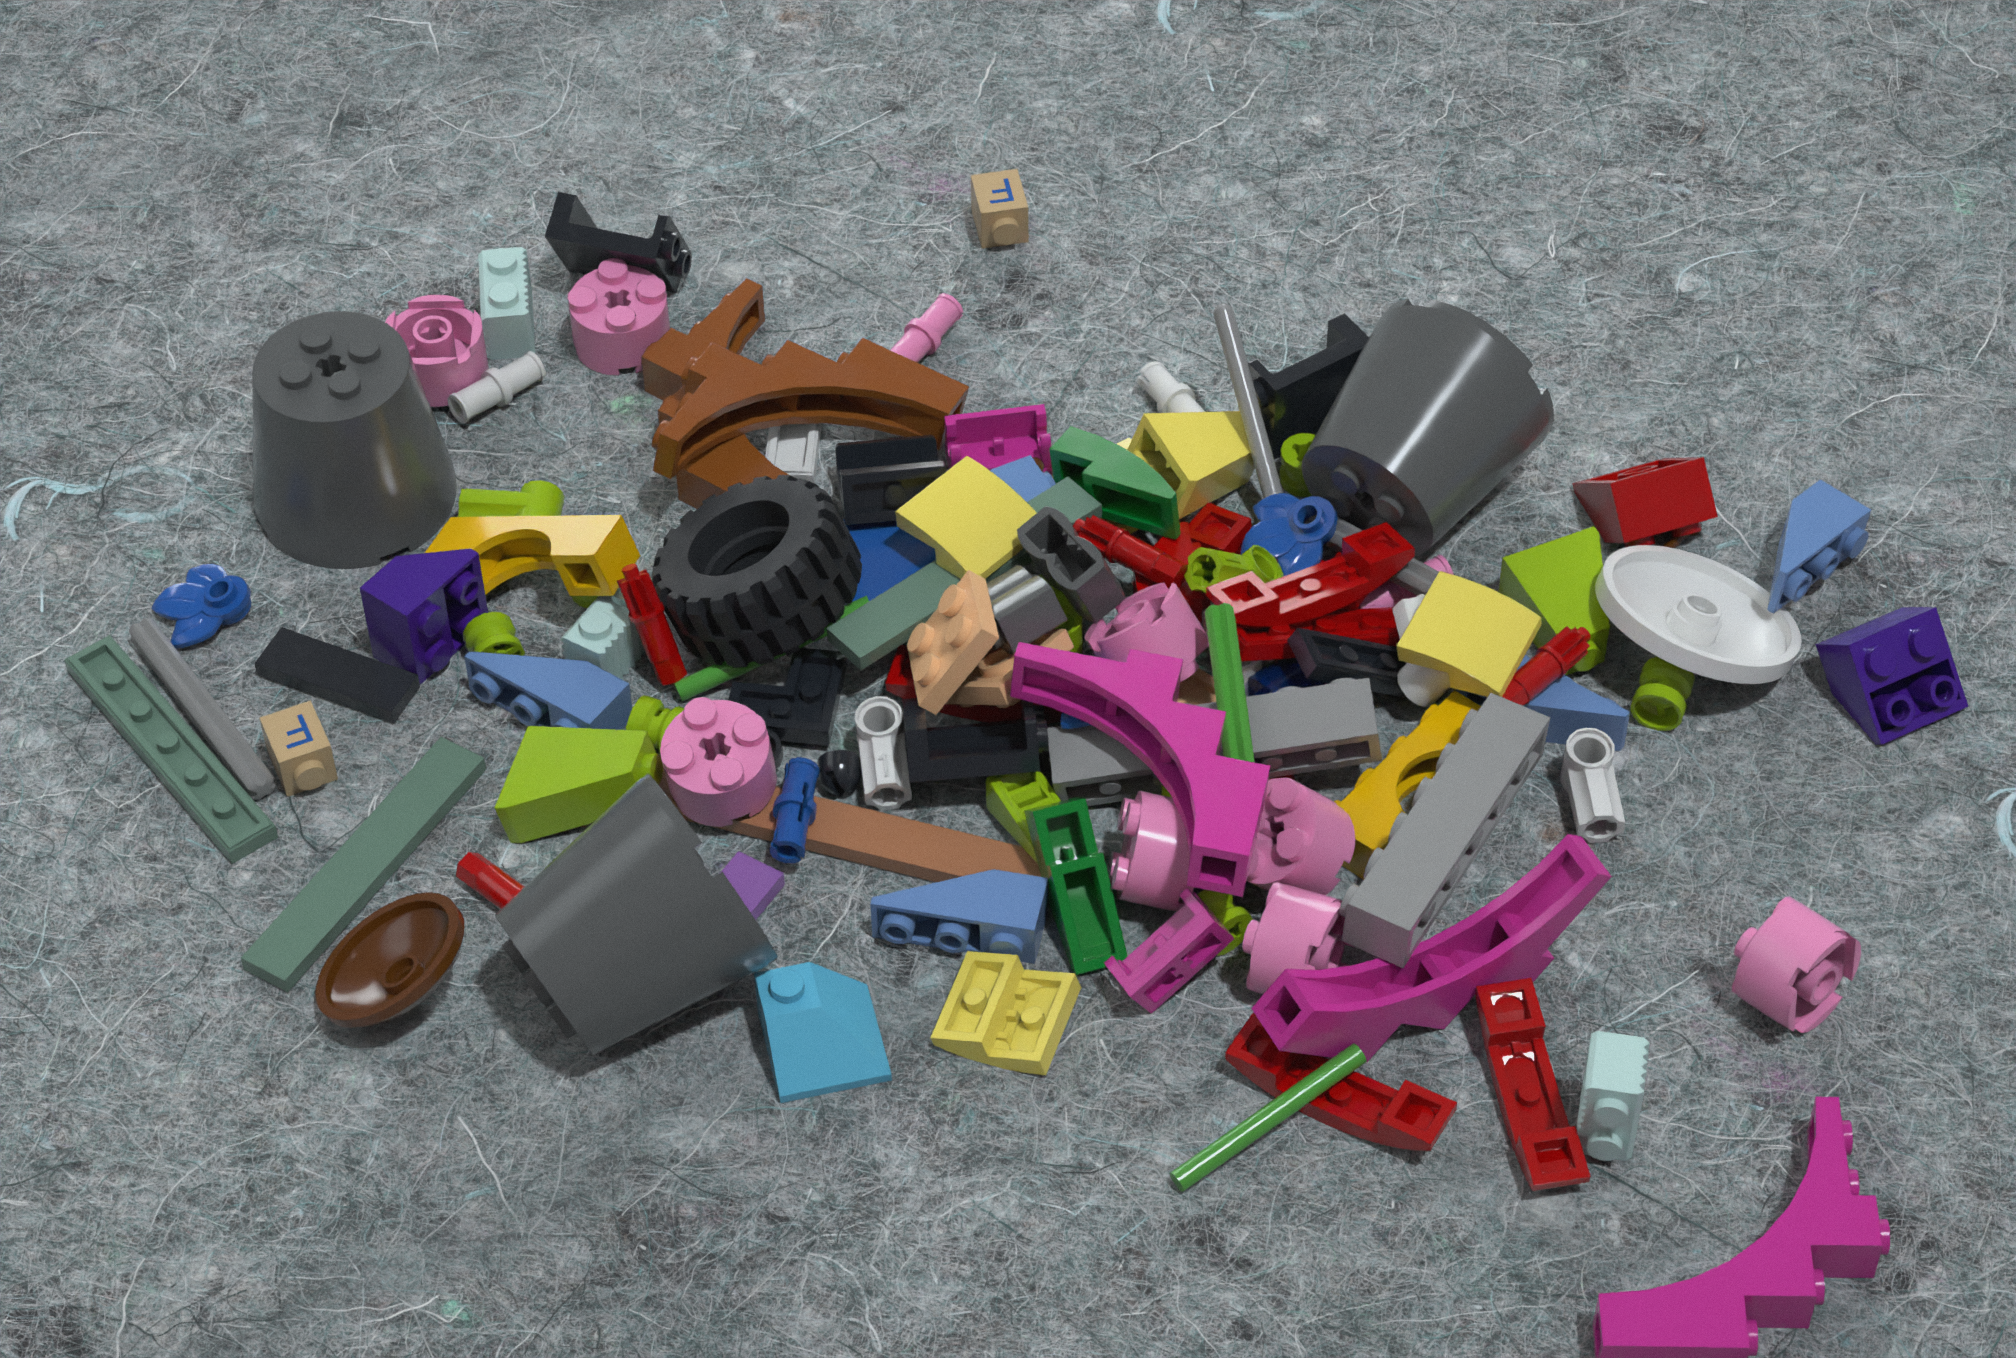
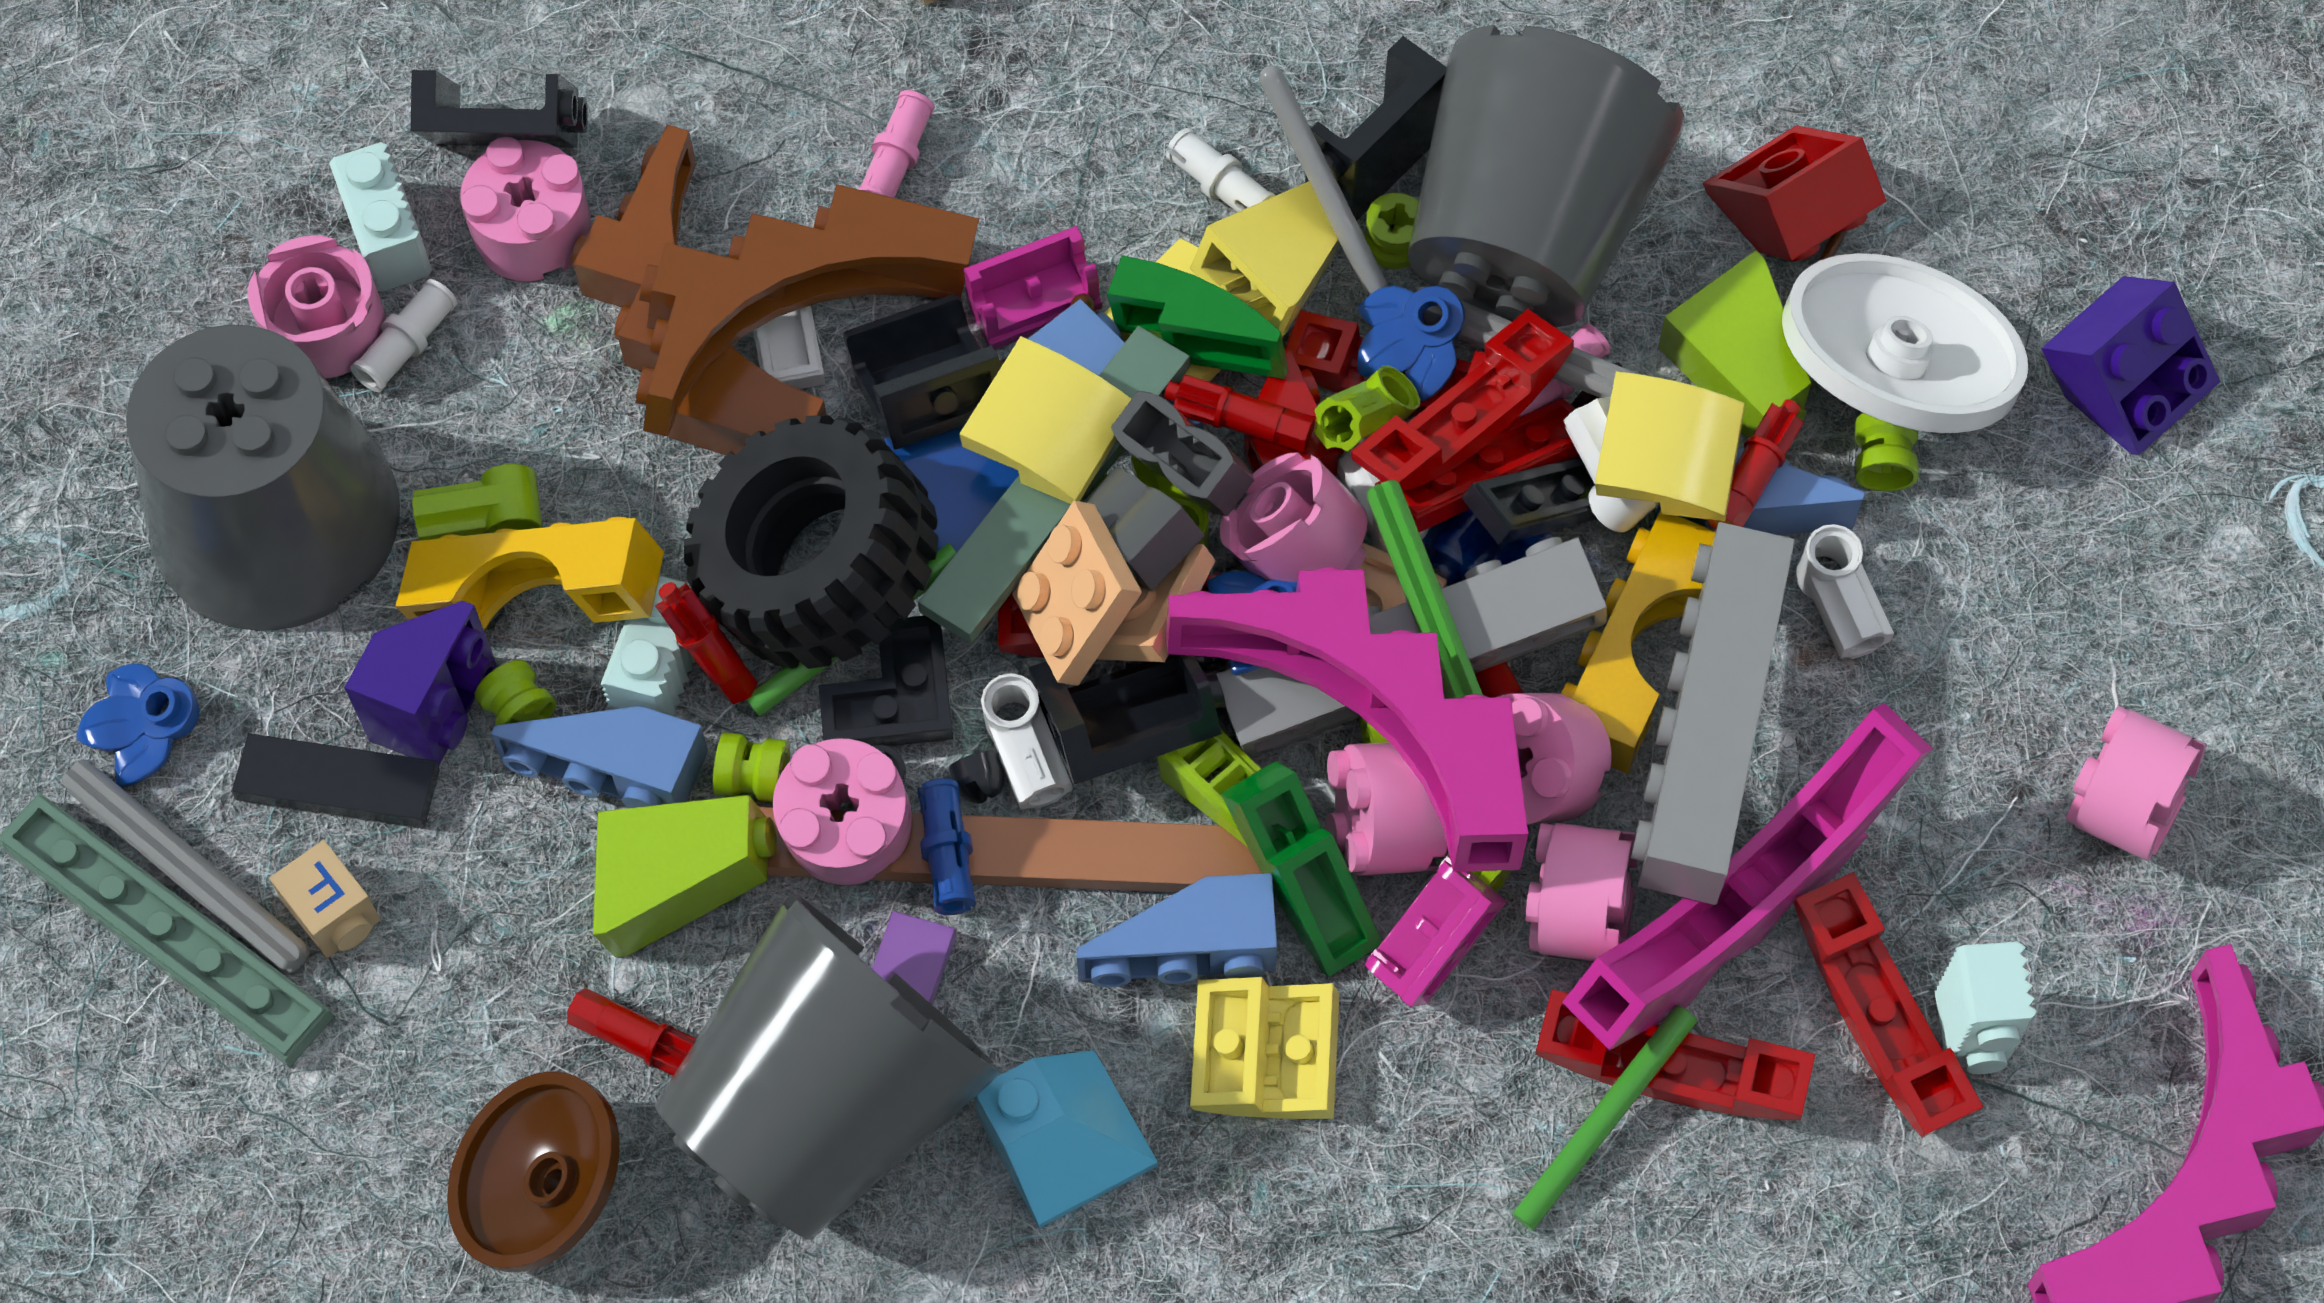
camera: 15 degrees left, 15 degrees up
(363, 864) = (451, 1034): sand green tile -> none
(1816, 537) = (1996, 211): medium blue slope -> none

